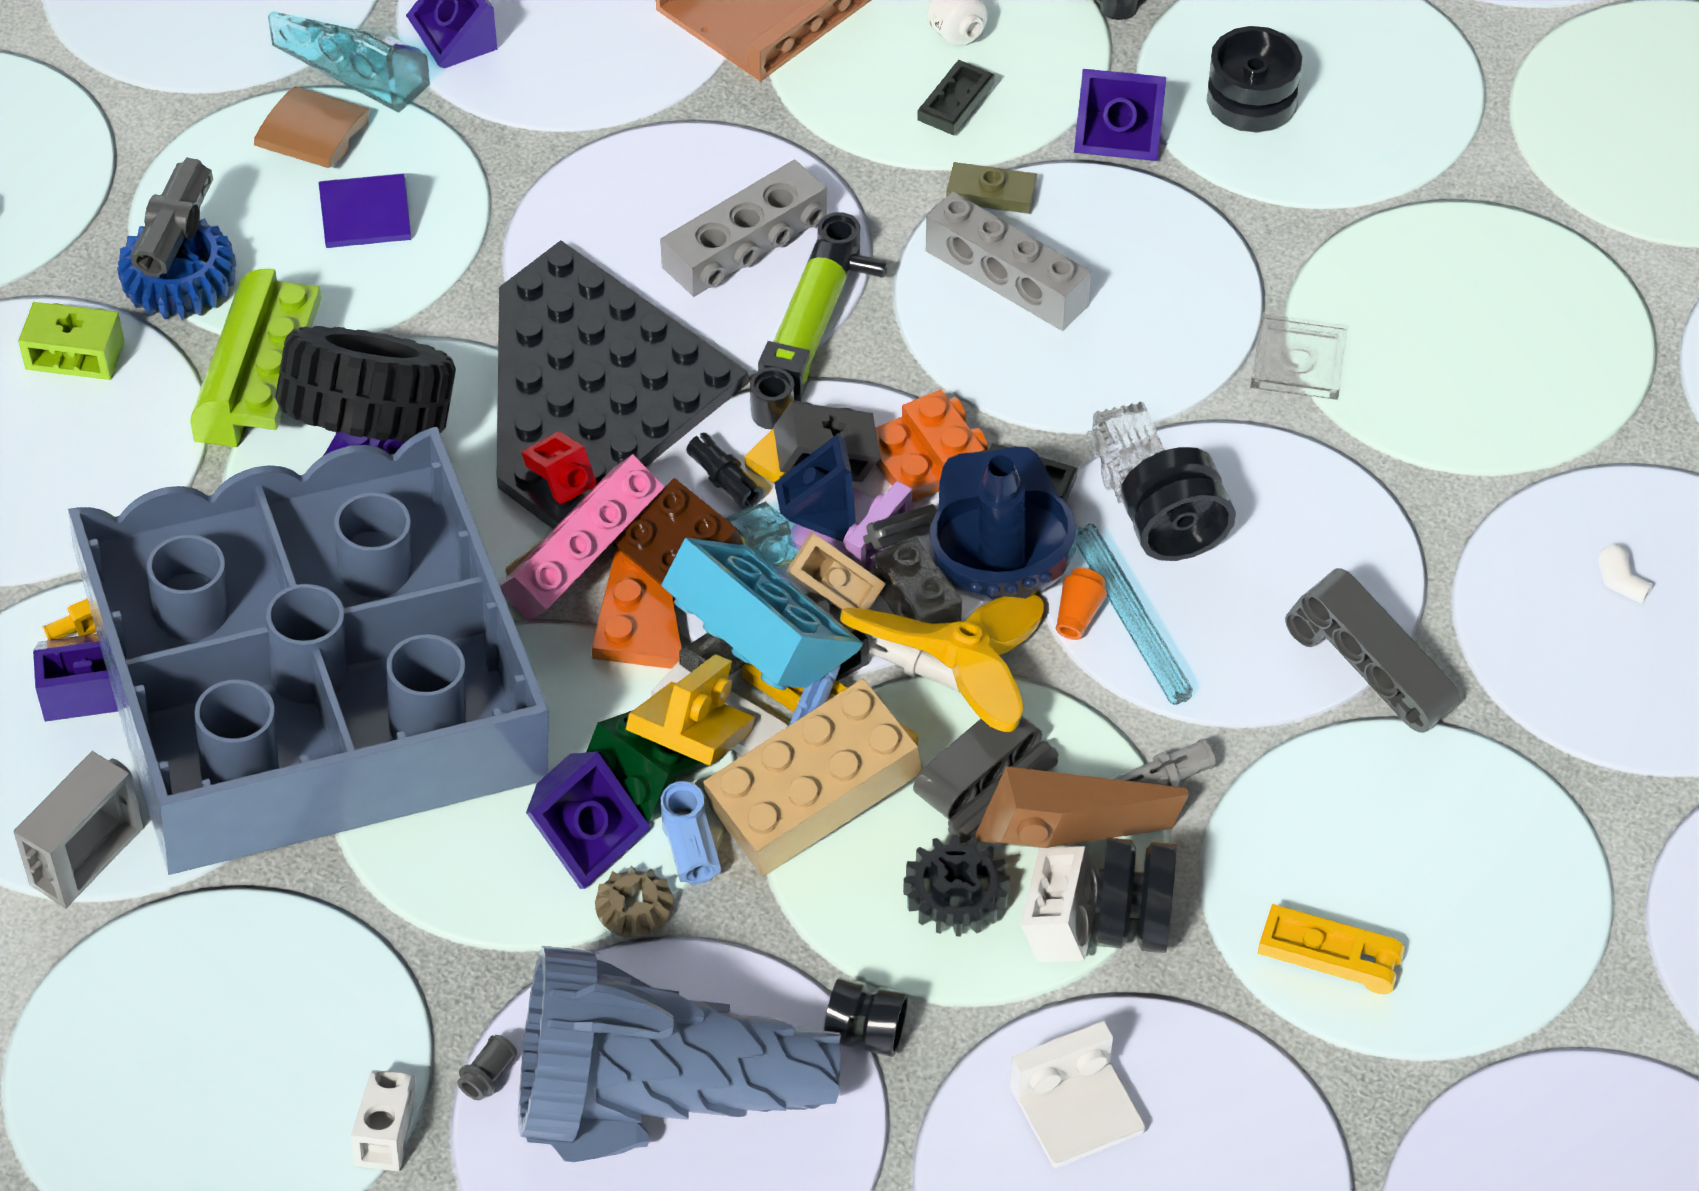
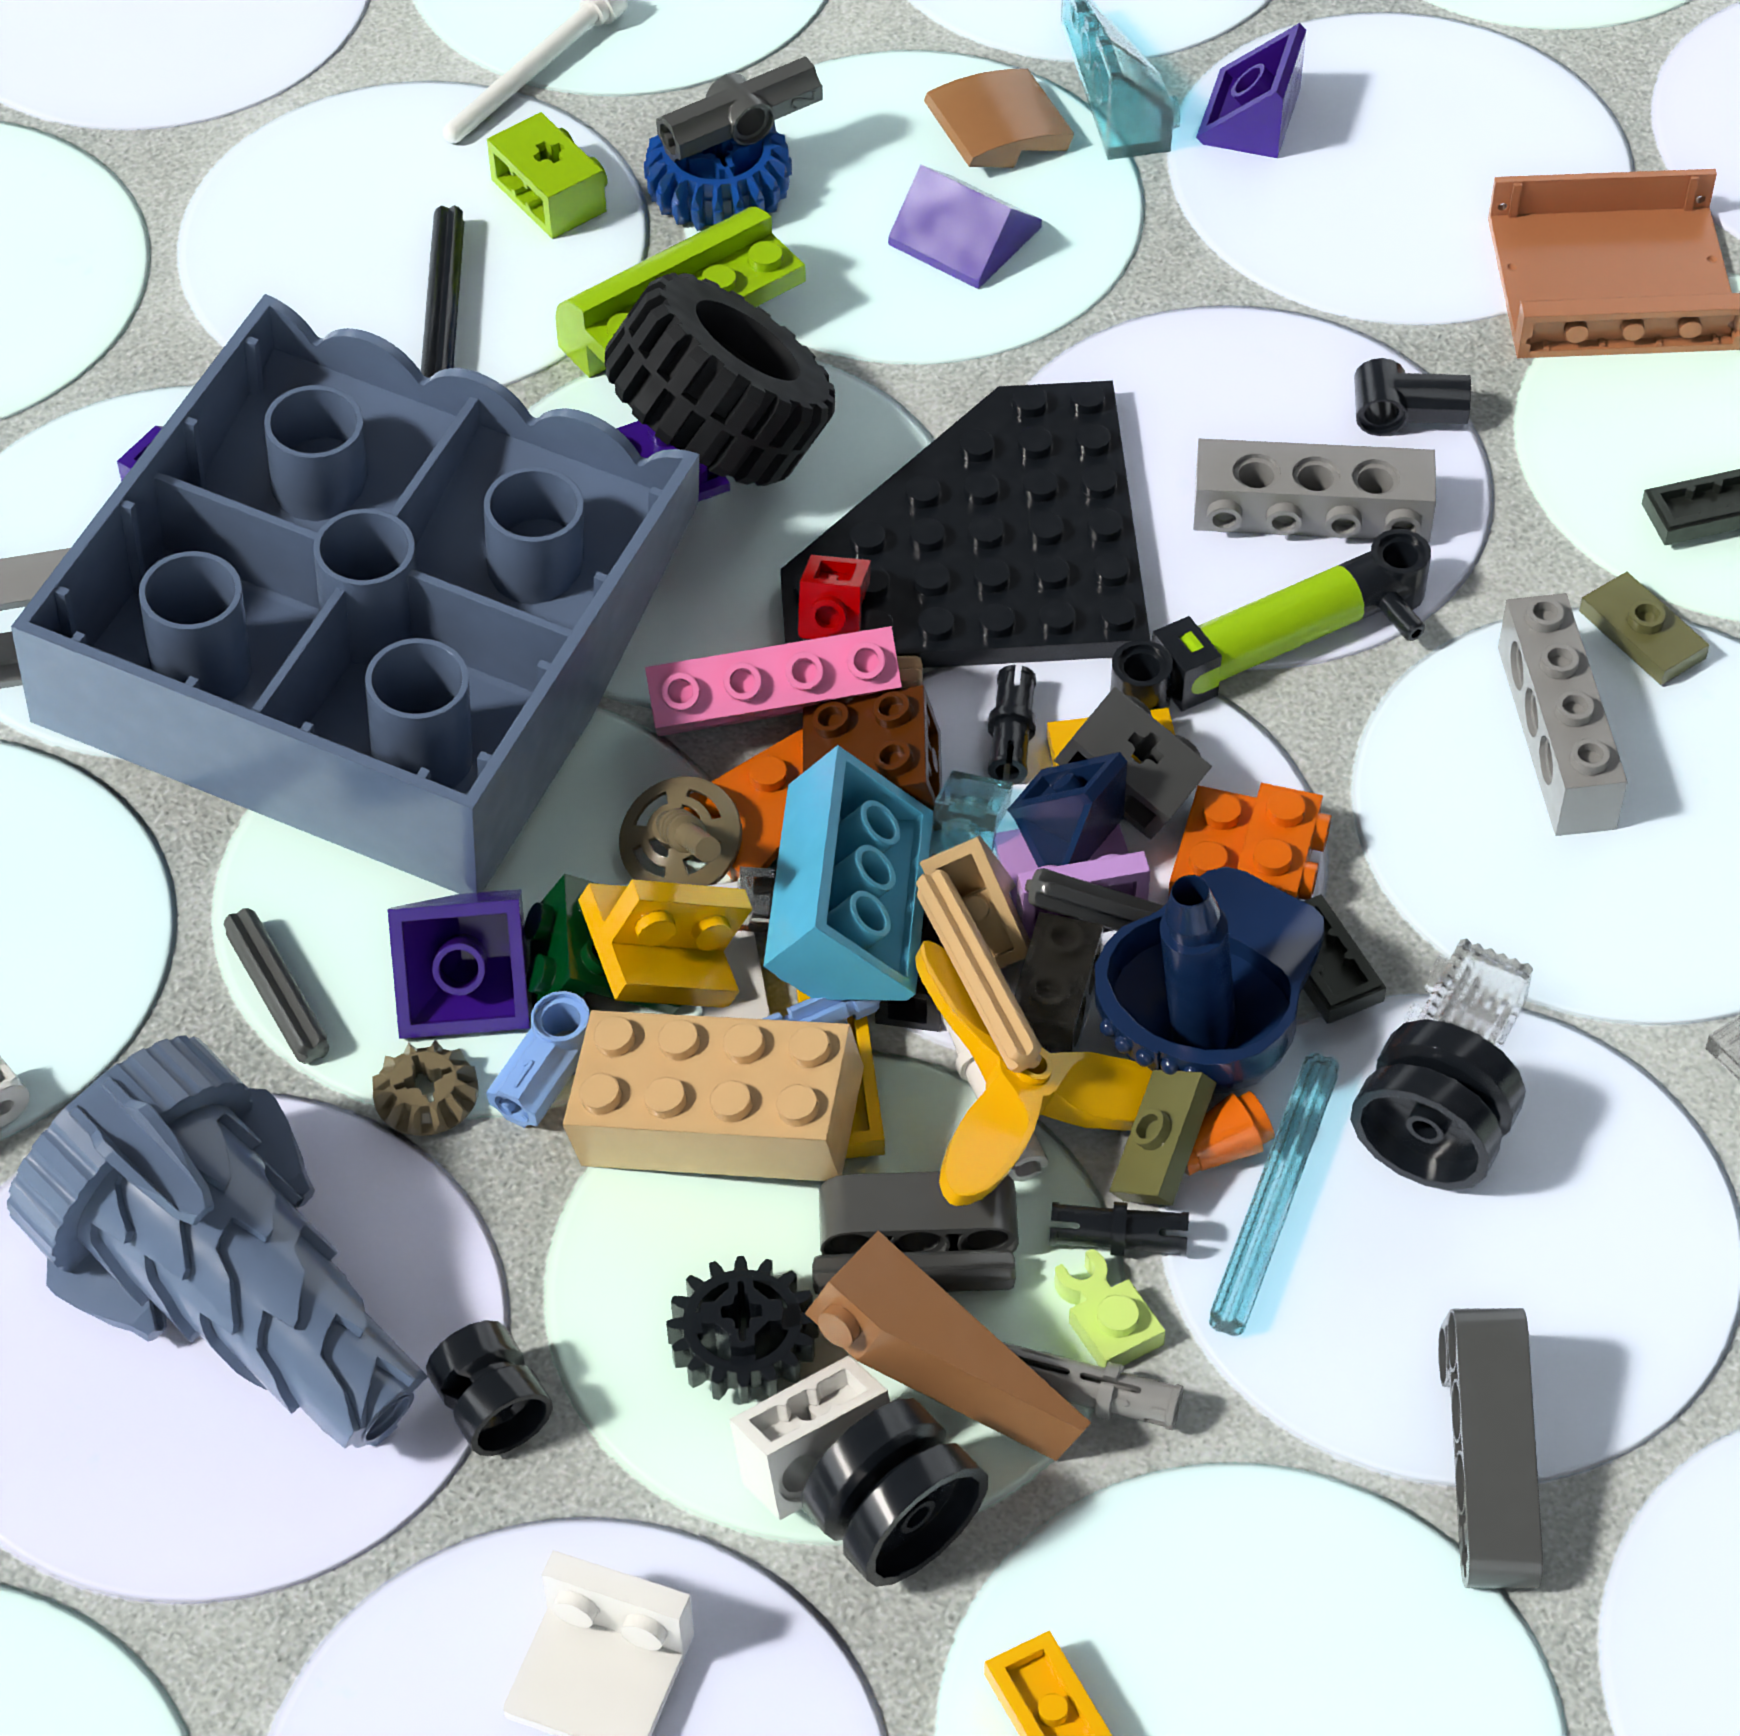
camera: 45 degrees right, 0 degrees up
(82, 451) = (443, 290): none -> black axle
(481, 913) = (276, 986): none -> dark grey axle
(626, 659) = (682, 833): none -> dark tan dish
(729, 147) = (1391, 398): none -> black piece
(889, 603) = (979, 972): none -> tan axle
(1057, 624) = (1162, 1137): none -> olive plate
(1079, 690) = (1119, 1228): none -> black pin
(1123, 739) = (1108, 1319): none -> yellowish green plate

